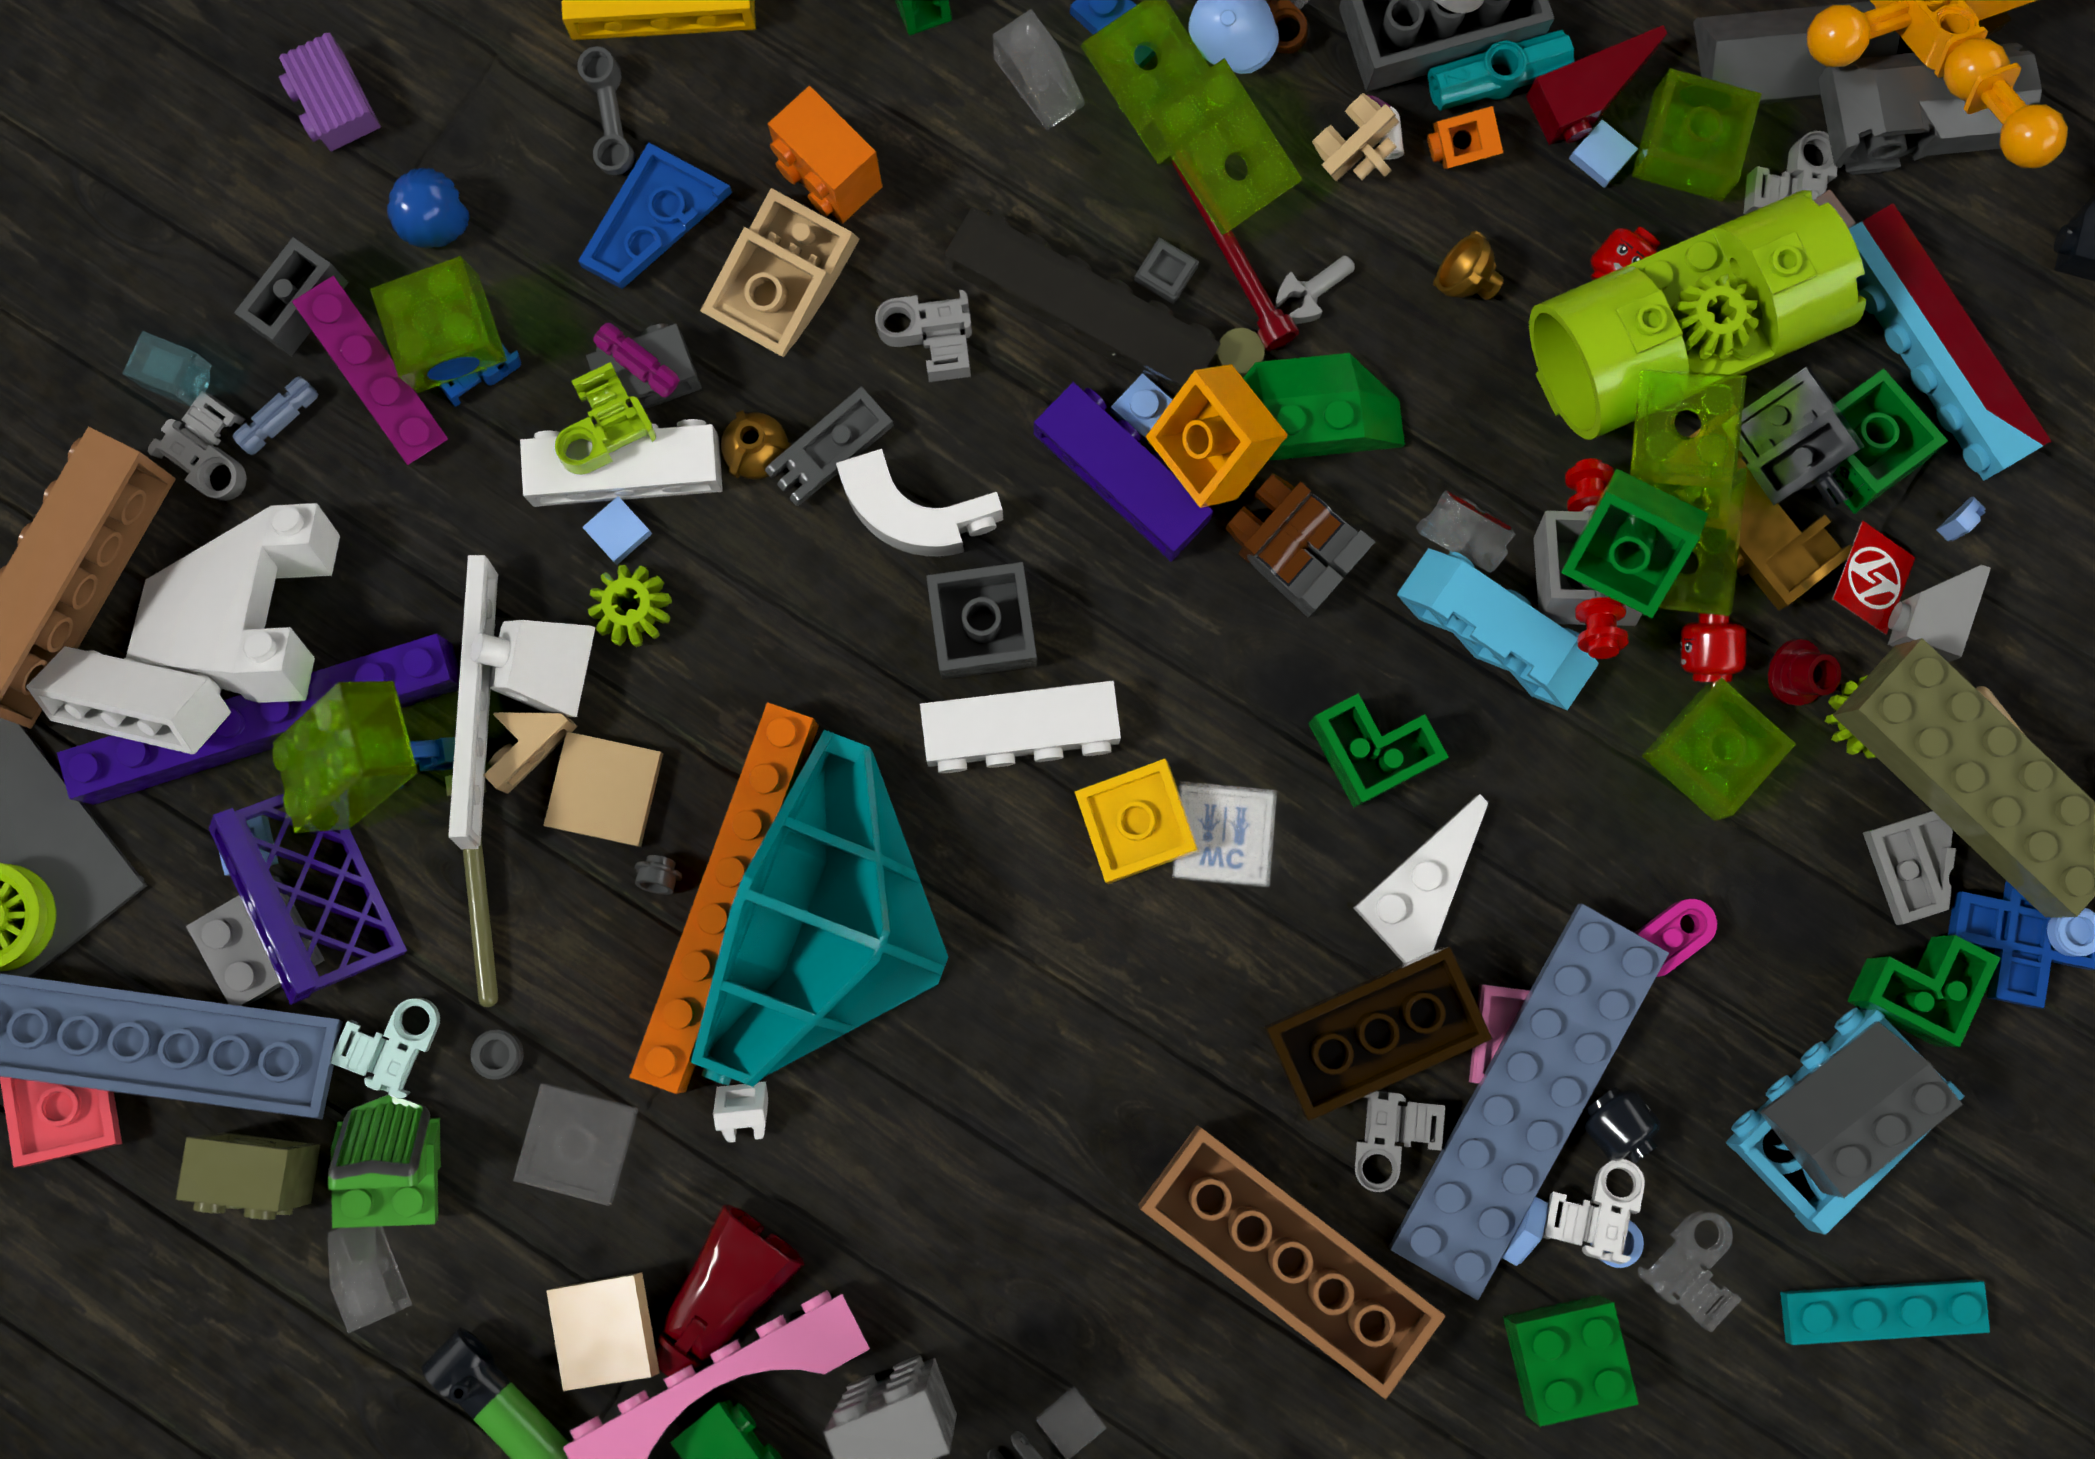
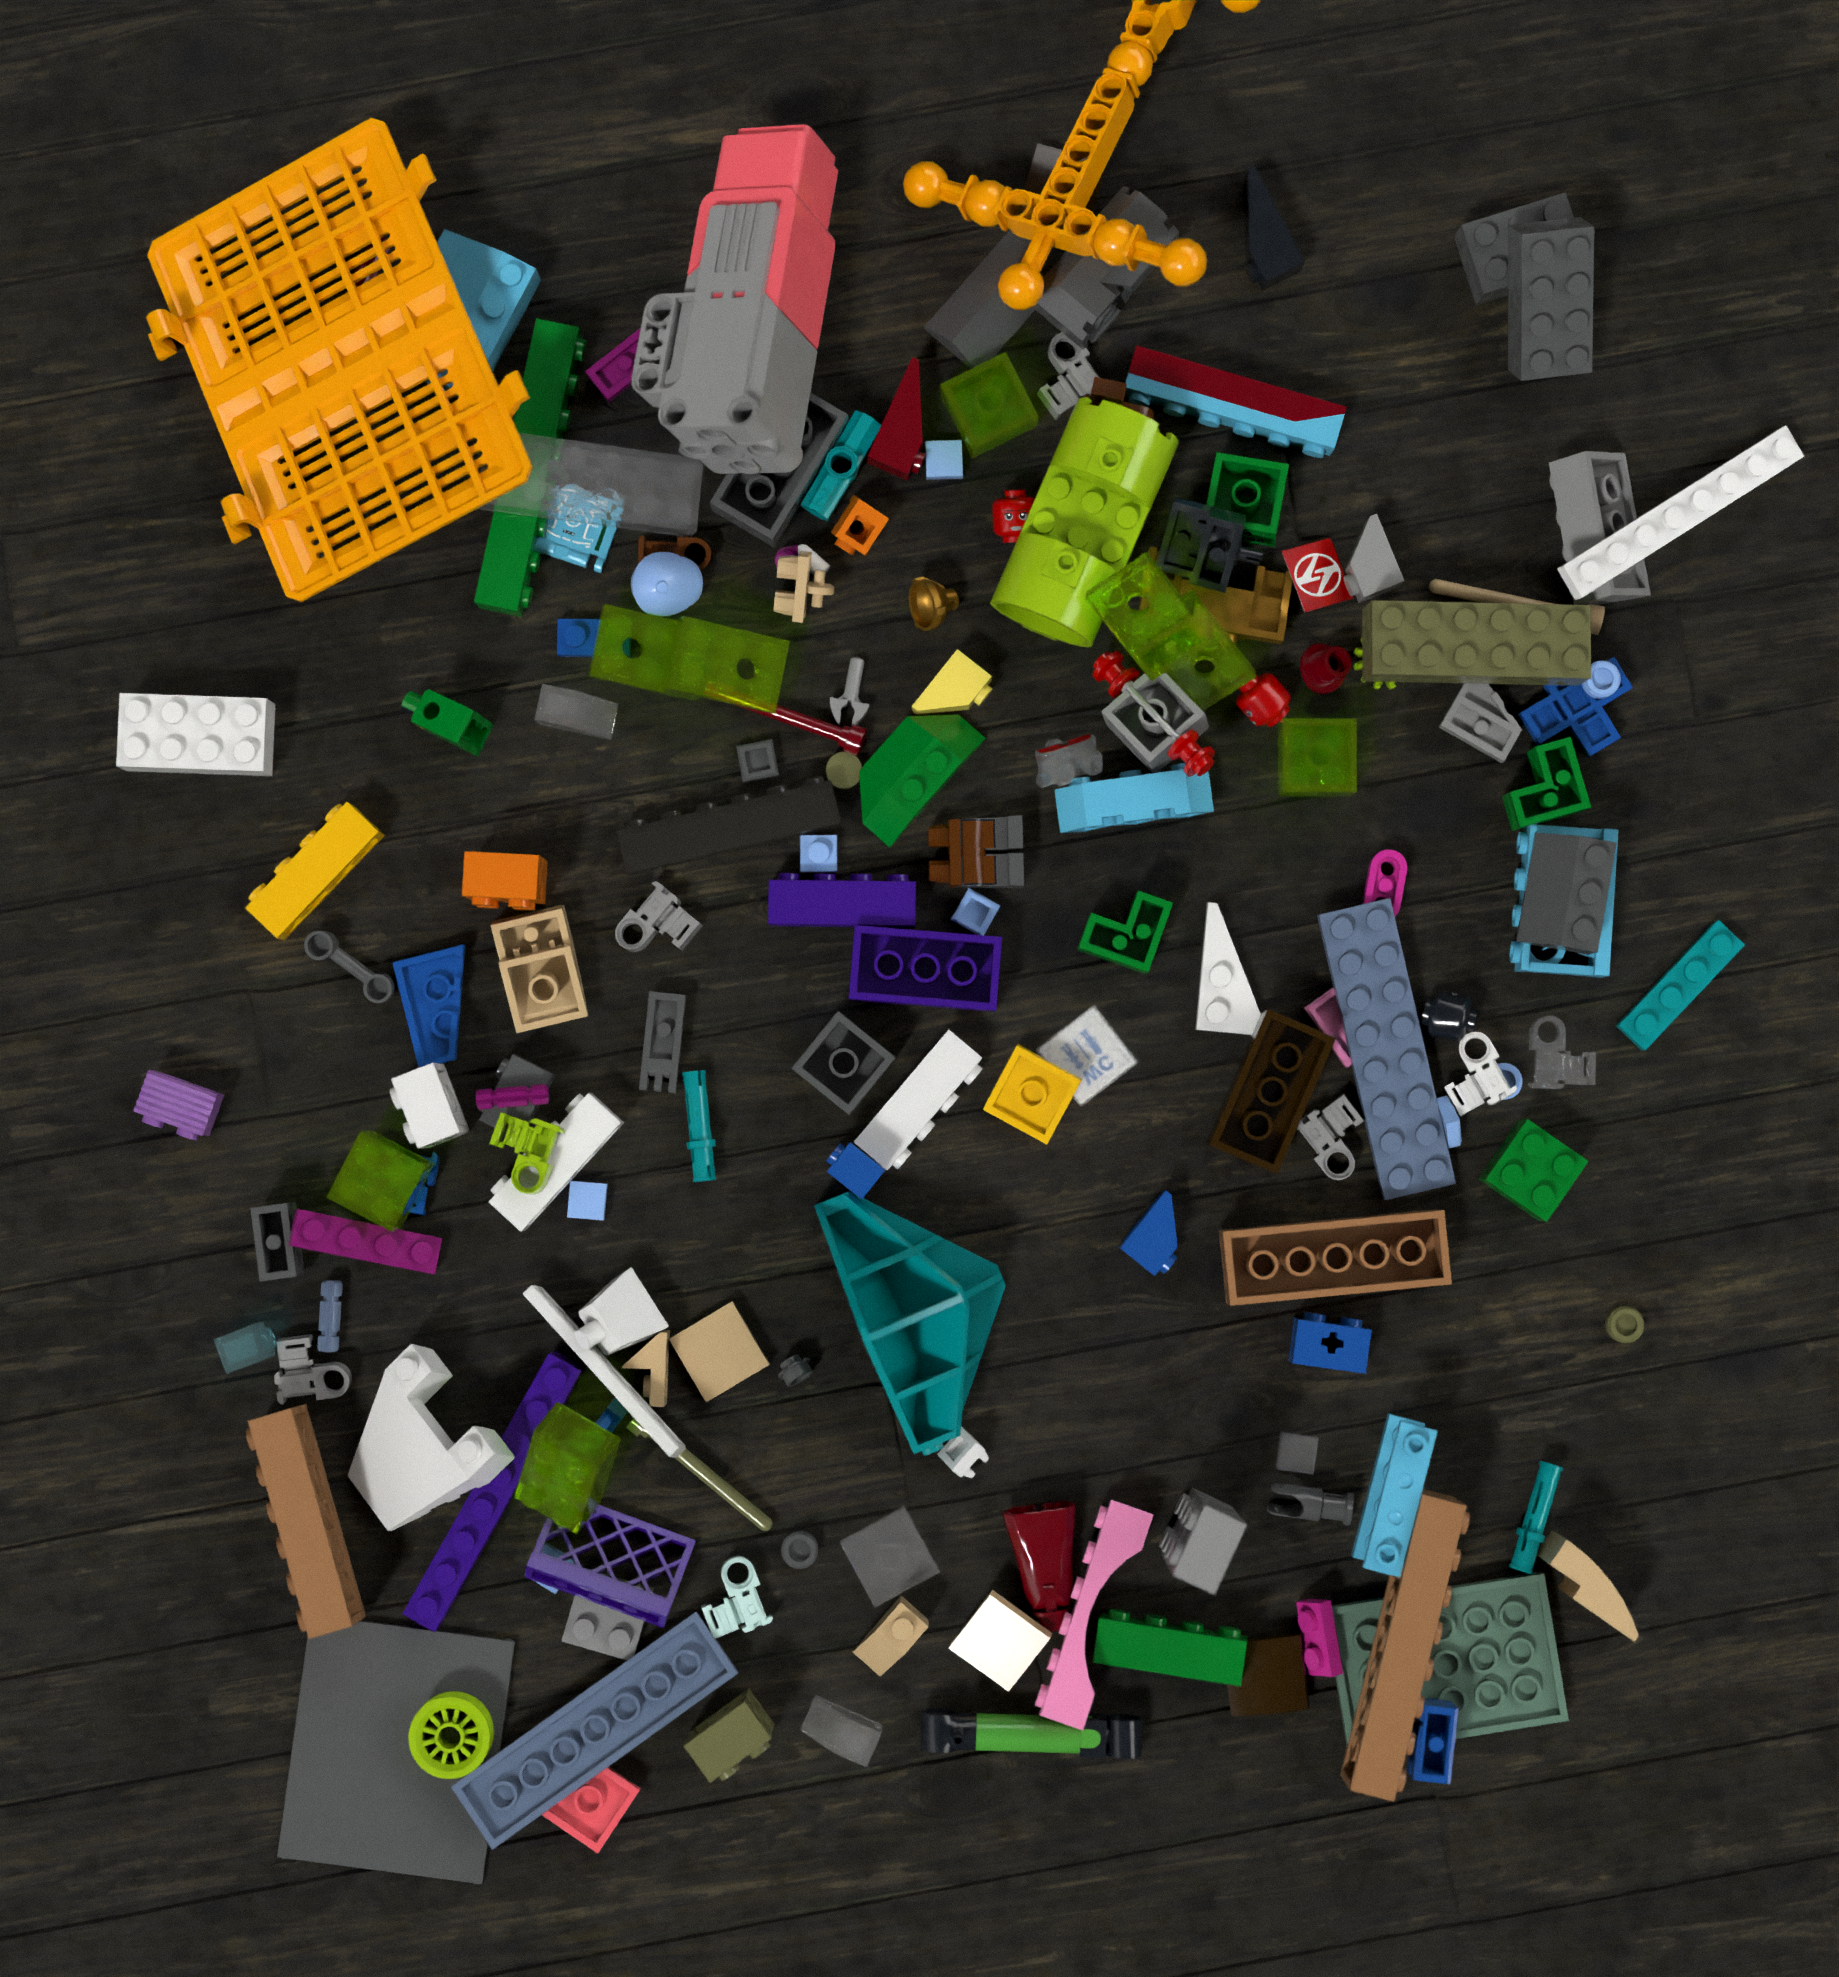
camera: 40 degrees left, 5 degrees up
(130, 699) = (415, 1547): white brick -> none
(385, 1165) = (798, 1663): bright green piece -> none
(426, 209) = (302, 1119): blue hair -> none
(503, 1225) = (892, 1636): none -> tan slope
(552, 299) = (428, 1106): none -> white brick
(625, 590) = (625, 1230): lime gear -> none
(752, 459) = (627, 1090): pearl gold piece -> none
(764, 784) = (846, 1348): orange brick -> none
(788, 557) = (698, 1119): none -> teal pin
(896, 730) = (854, 1169): none -> blue brick
(906, 524) = (744, 1048): white arch -> none
(1126, 1071) = (1153, 1236): none -> blue slope
(1144, 602) = (925, 968): none -> dark purple brick
(1214, 1372) = (1348, 1355): none -> blue brick
(1216, 435) = (878, 838): light orange brick -> none
(1242, 599) = (975, 912): none -> light blue tile
(1419, 367) = (954, 687): none -> light yellow slope
(1635, 543) = (1168, 696): green brick -> none
(1728, 310) = (1101, 511): lime gear -> none
(1962, 520) = (1337, 492): light blue tile -> none

